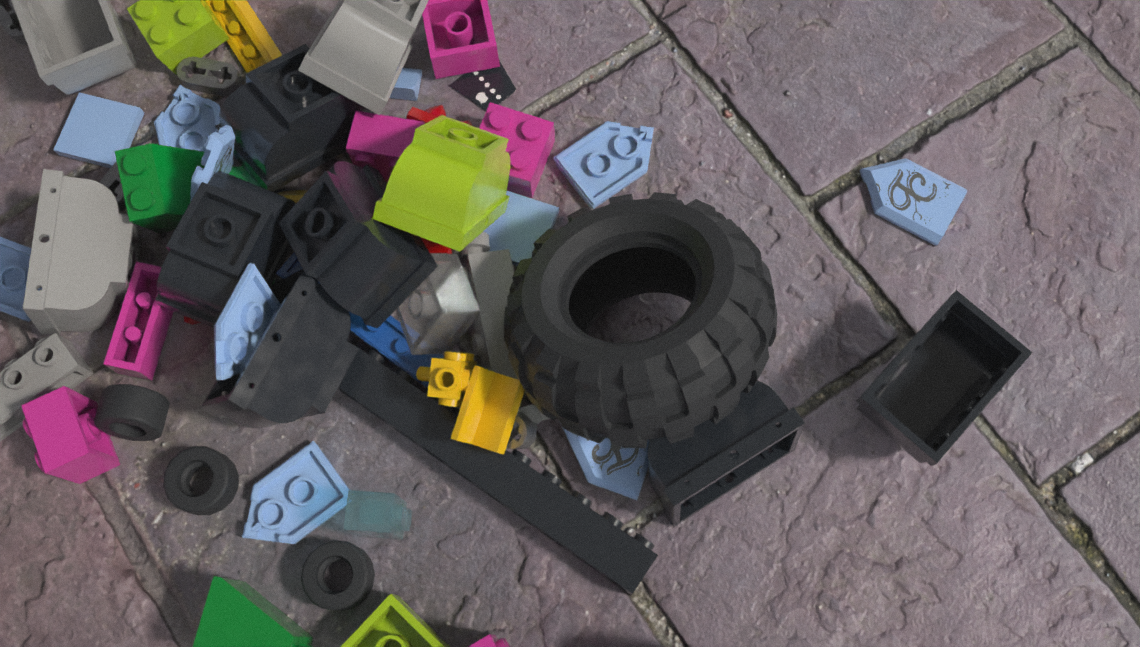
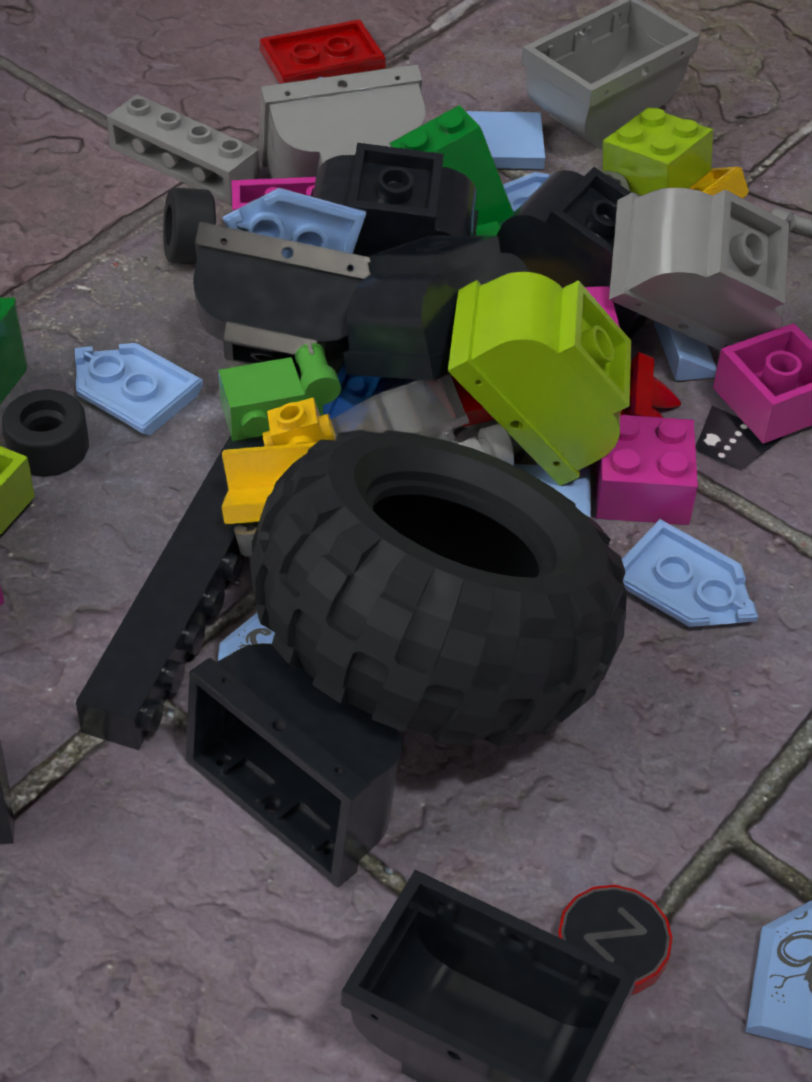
camera: 70 degrees right, 25 degrees down
(67, 437) = (138, 181): dark pink brick -> none
(180, 471) = (129, 299): black tyre -> none
(216, 157) = (494, 176): light blue tile -> none
(377, 515) = (121, 435): clear light blue brick -> none
(386, 384) = (259, 387): none -> bright green hinge
(868, 296) = (620, 928): none -> black tile

